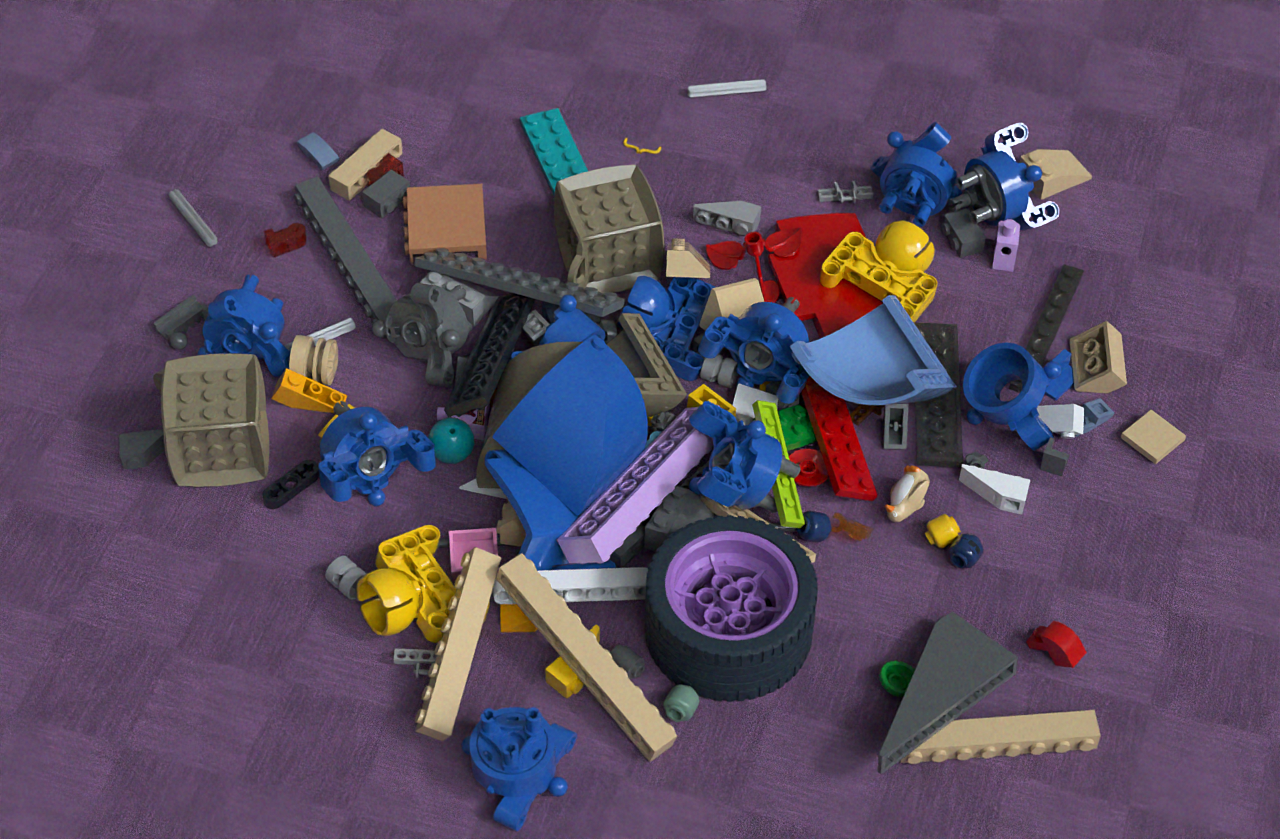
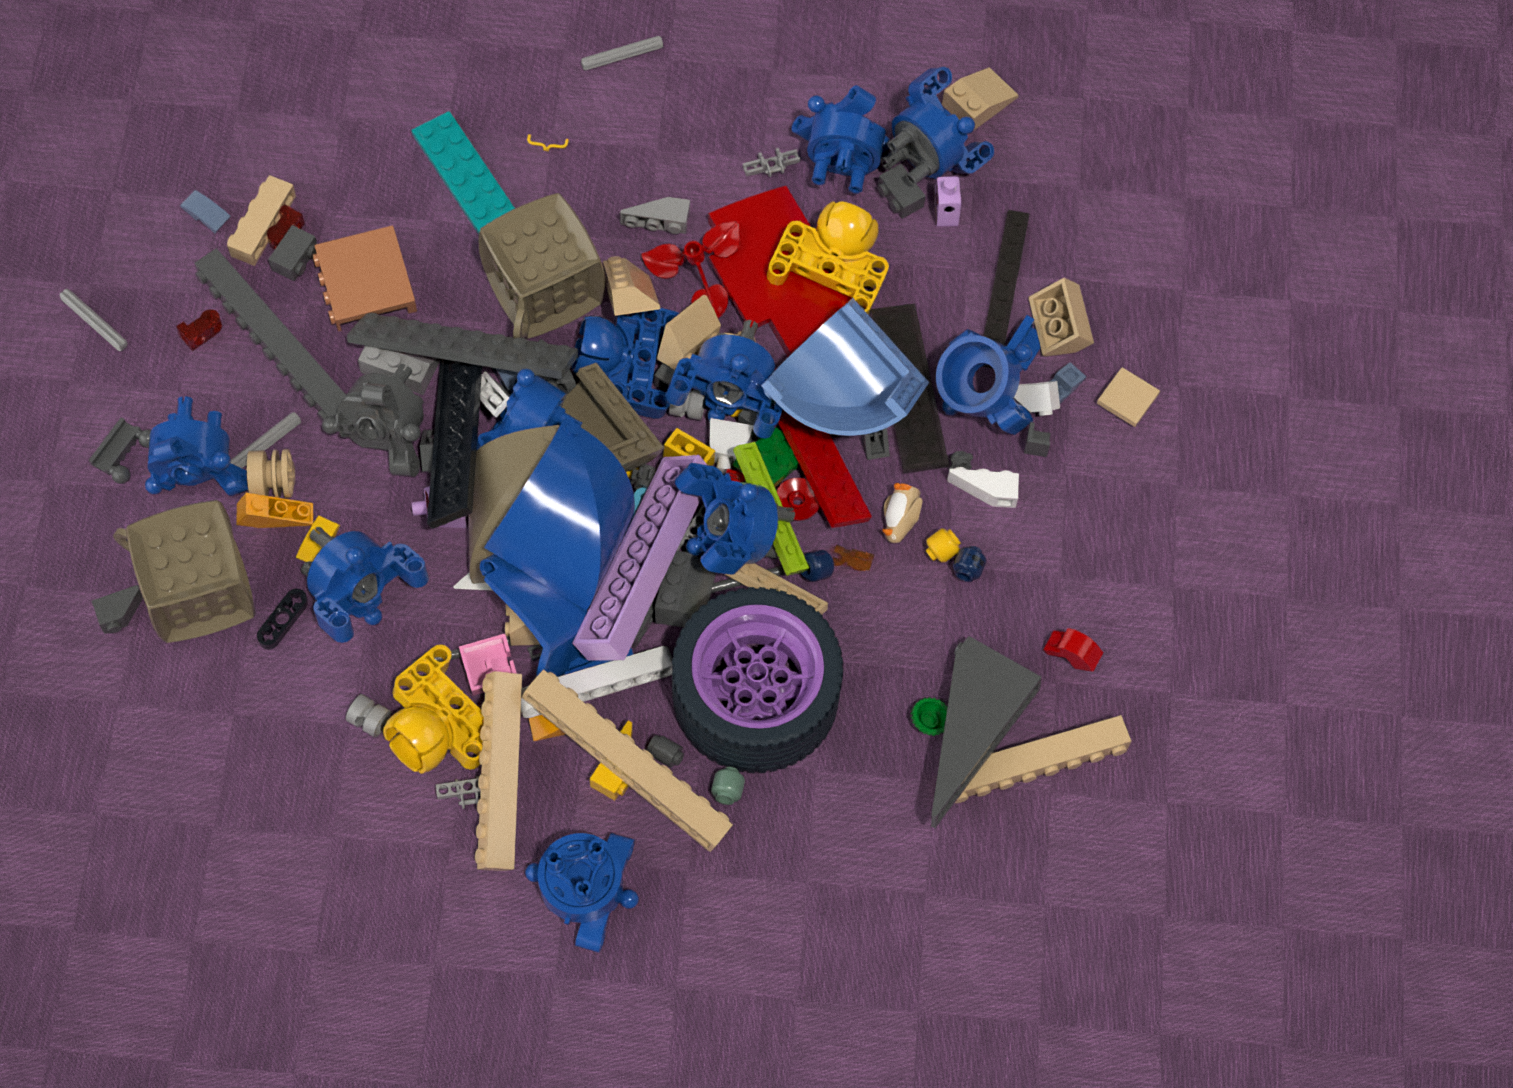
camera: 15 degrees left, 15 degrees up
(452, 440) = (435, 544): teal piece -> none

